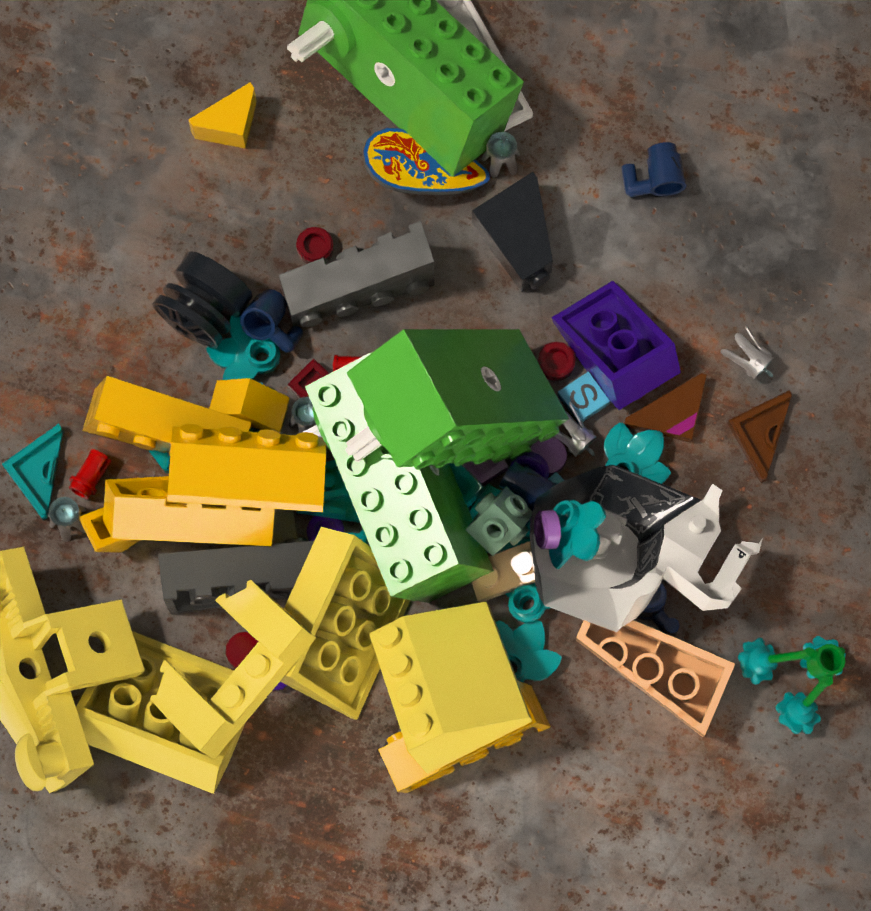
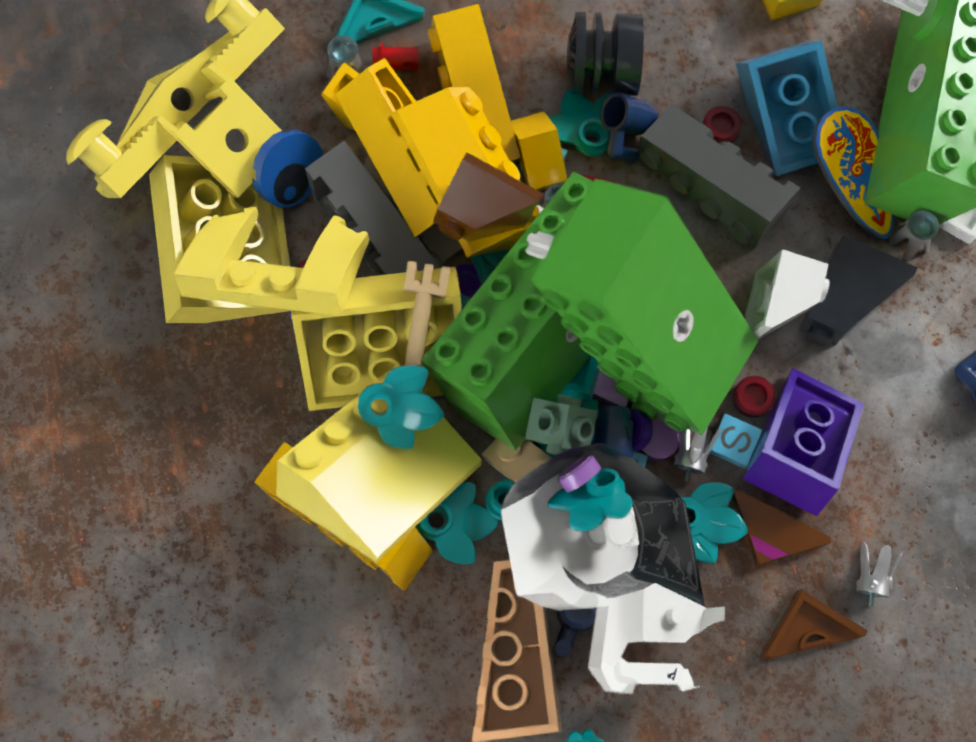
camera: 55 degrees right, 0 degrees up
(142, 616) = (282, 166): none -> blue tile
(291, 471) = (484, 202): none -> reddish brown slope
(329, 181) = (786, 99): none -> dark azure slope
(335, 558) = (424, 294): none -> tan hinge
(420, 628) = (406, 408): none -> teal plate
(492, 286) = (784, 291): none -> white slope

